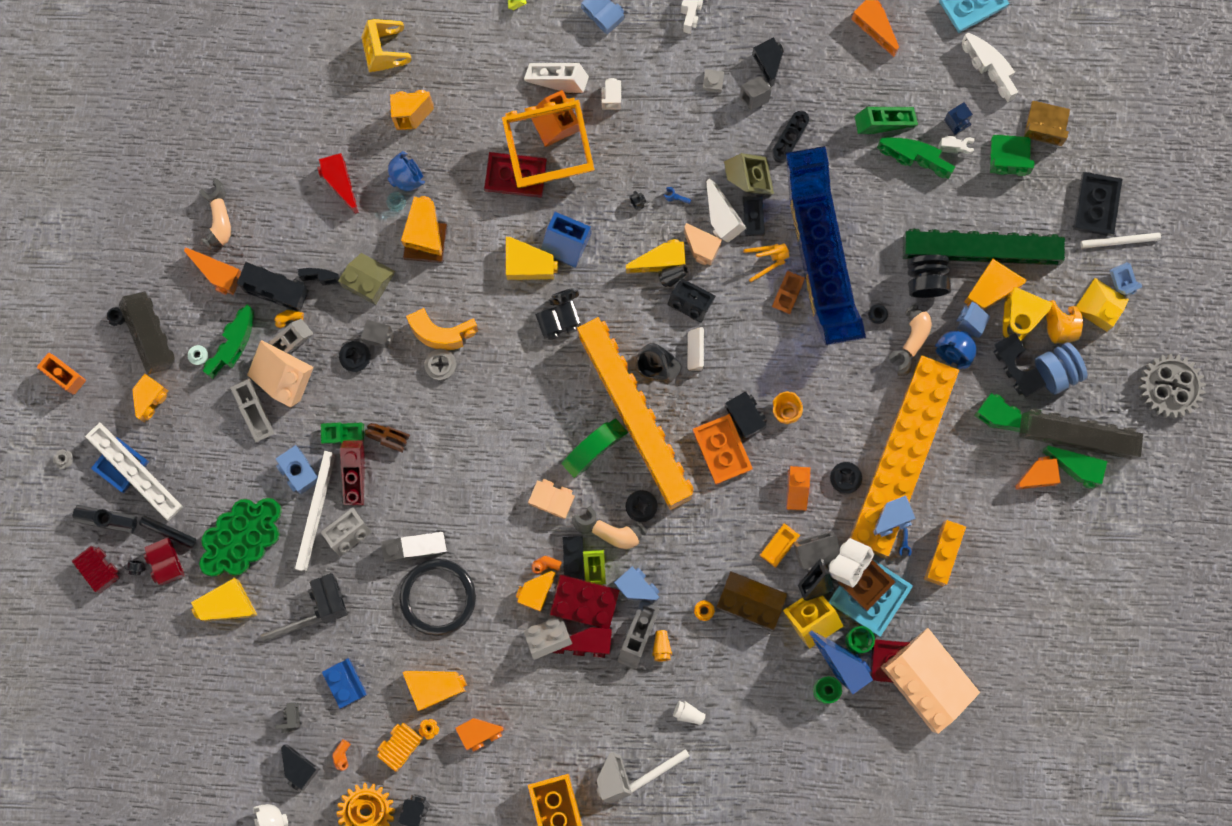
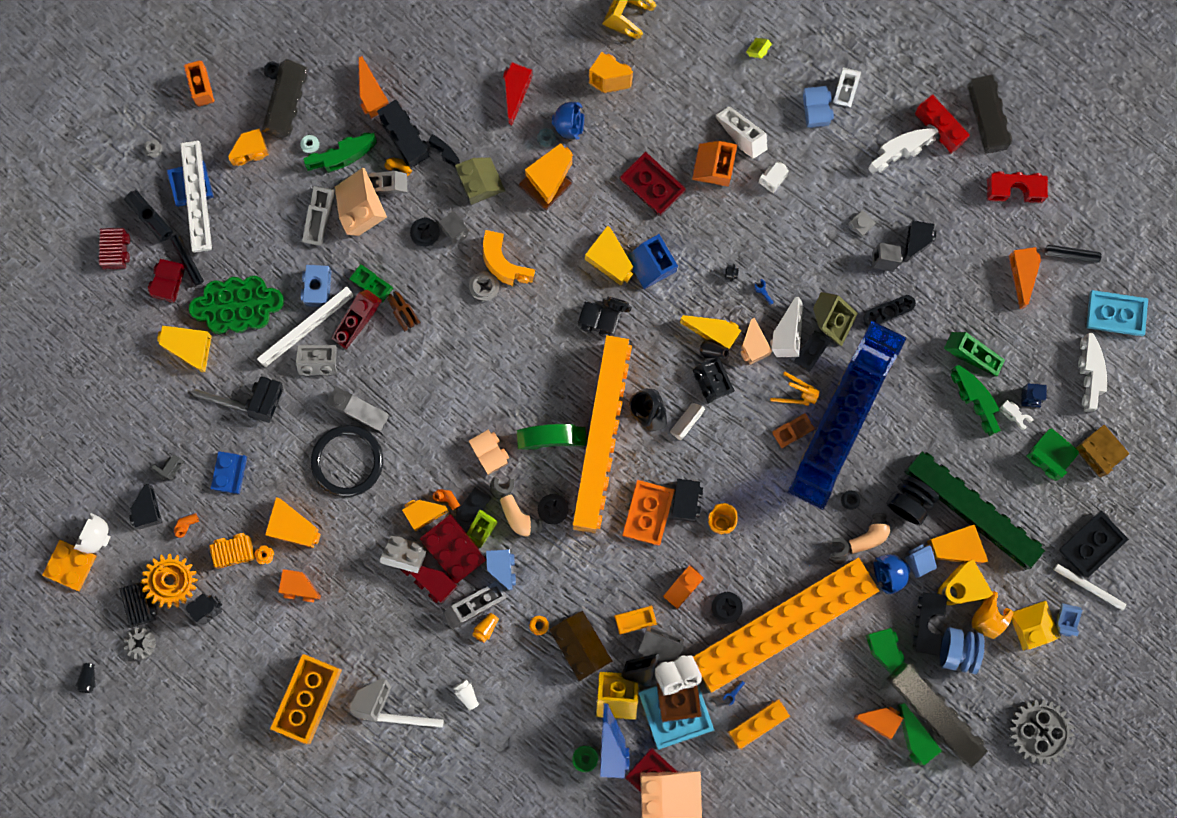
camera: 30 degrees right, 0 degrees up
(135, 567) = (143, 268): black plate -> none
(221, 225) = (399, 61): piece -> none
(532, 112) = (700, 145): light orange window -> none
(859, 640) = (640, 740): green wheel -> none
(893, 515) = (740, 664): medium blue slope -> none

